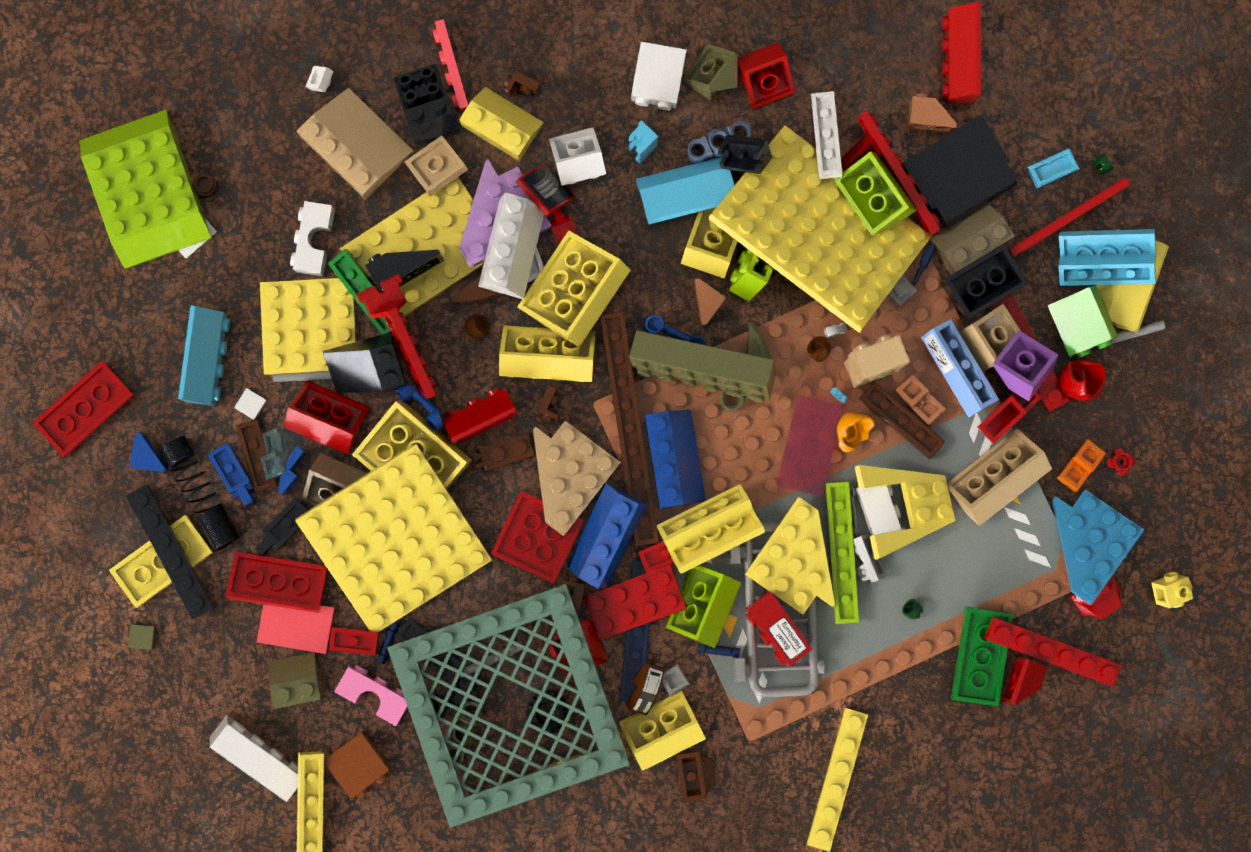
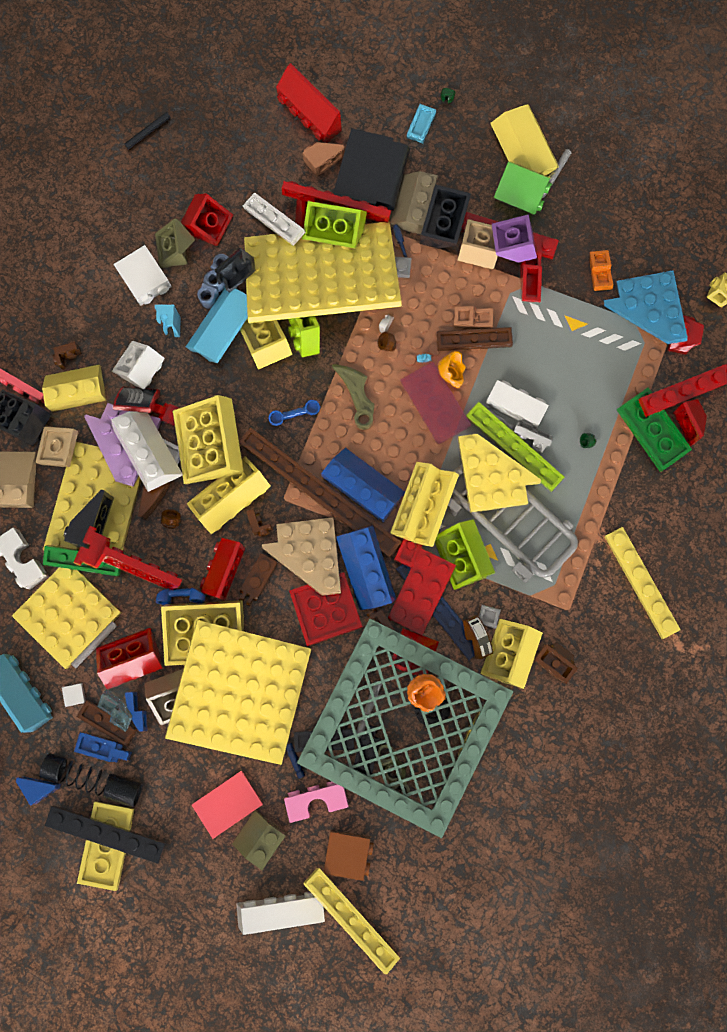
camera: 35 degrees left, 5 degrees down
(142, 637) = (137, 905): olive tile -> none
(276, 582) = (190, 789): red plate -> none
(281, 528) = (162, 753): black hinge -> none
(353, 641) = (272, 779): red plate -> none
(365, 365) = (122, 604): black slope -> none
(552, 694) = (426, 692): none -> orange hair
(703, 366) = (328, 413): olive brick -> none
(708, 301) = (295, 376): nougat slope -> none
(718, 650) = (498, 573): dark blue wheel -> none
(777, 629) = (522, 525): red brick -> none
(876, 361) = (427, 312): tan brick -> none
(925, 501) = (532, 370): light yellow wing -> none
(959, 368) = (479, 277): light blue brick -> none
(998, 476) = (561, 318): tan slope -> none
(1069, 217) = (458, 138): red tile -> none
(1083, 379) = (554, 219): red piece -> none
(1107, 257) = (501, 139): medium azure slope -> none
(1127, 460) = (625, 243): red plate -> none

